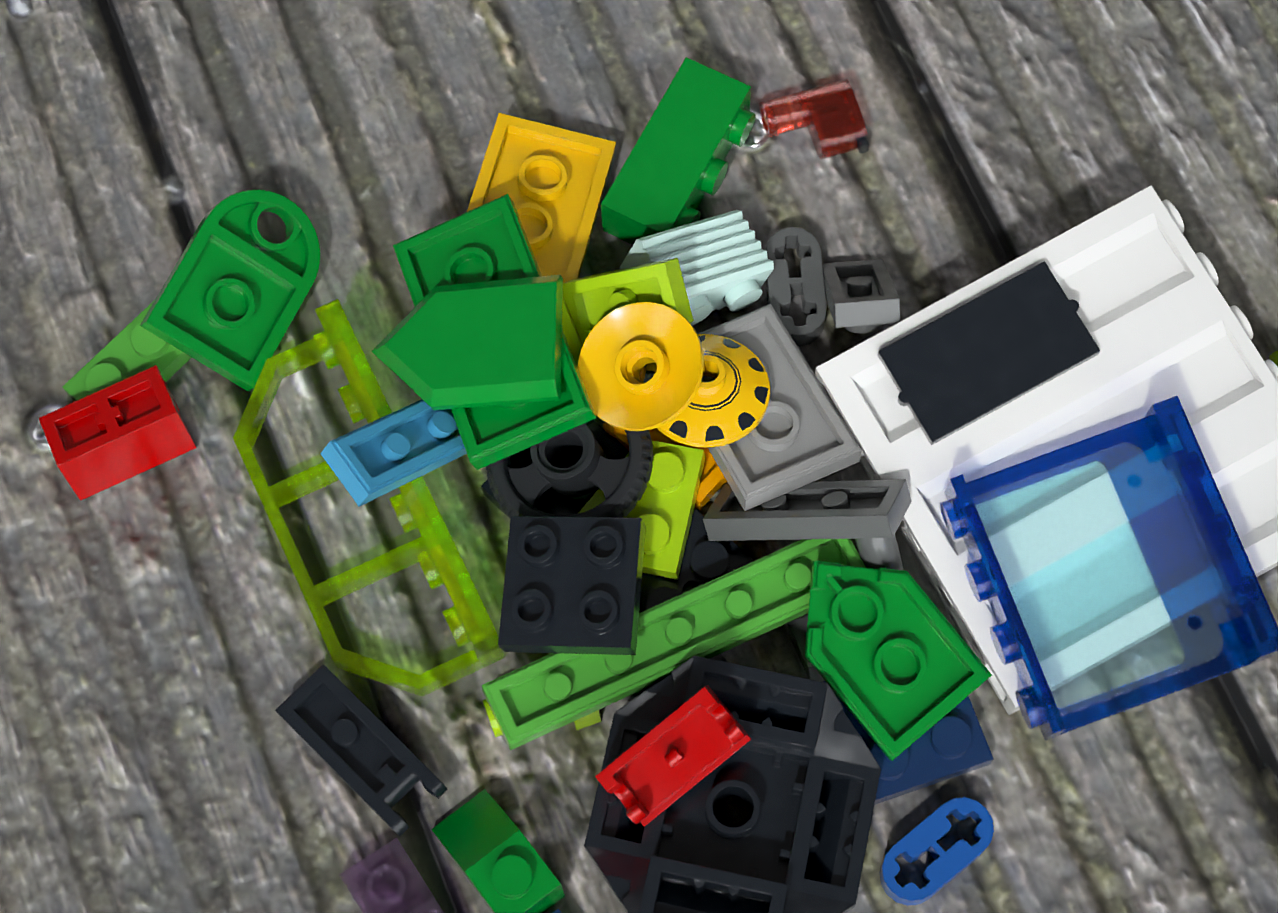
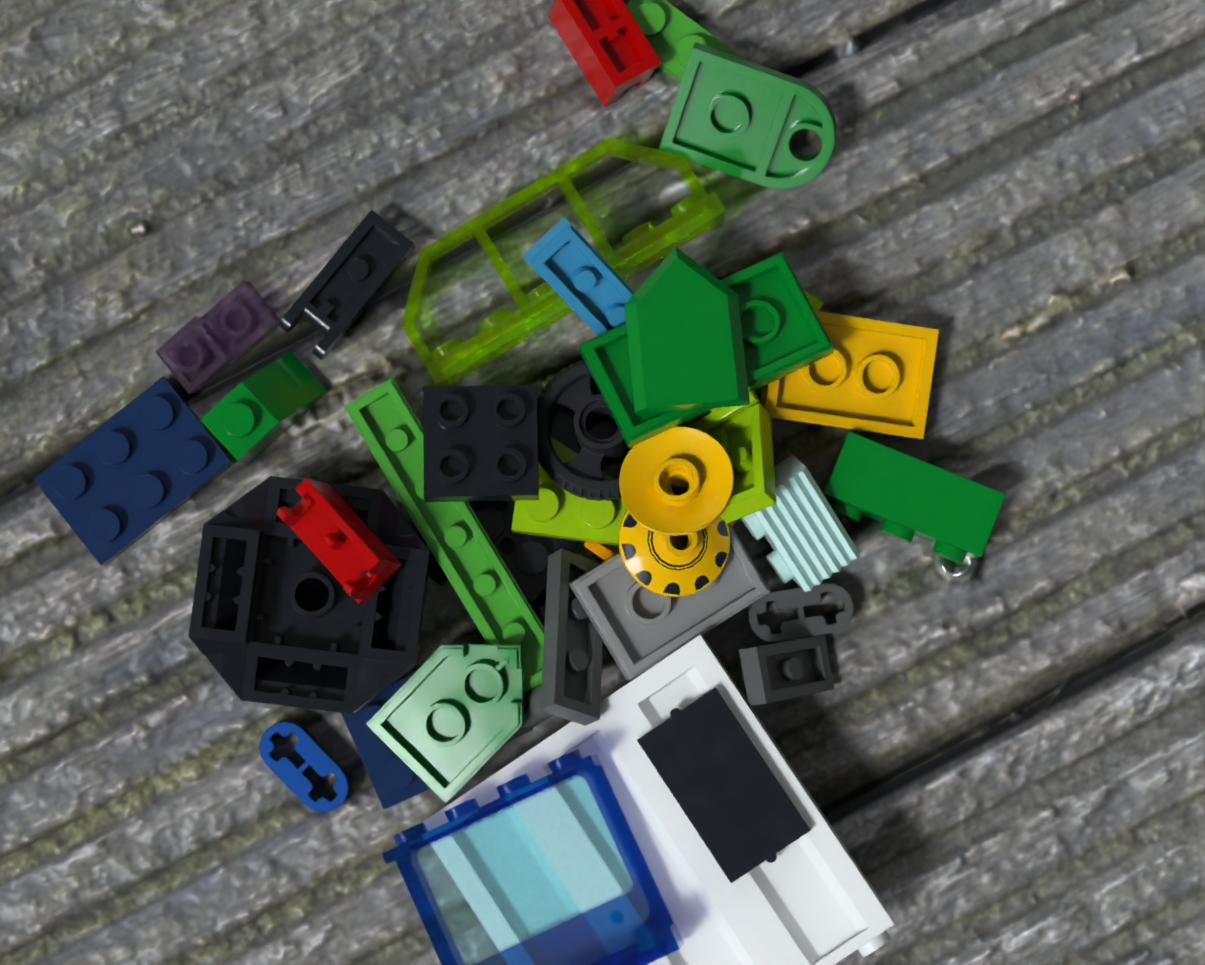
camera: 85 degrees right, 15 degrees up
(828, 113) = (976, 630): clear red piece -> none

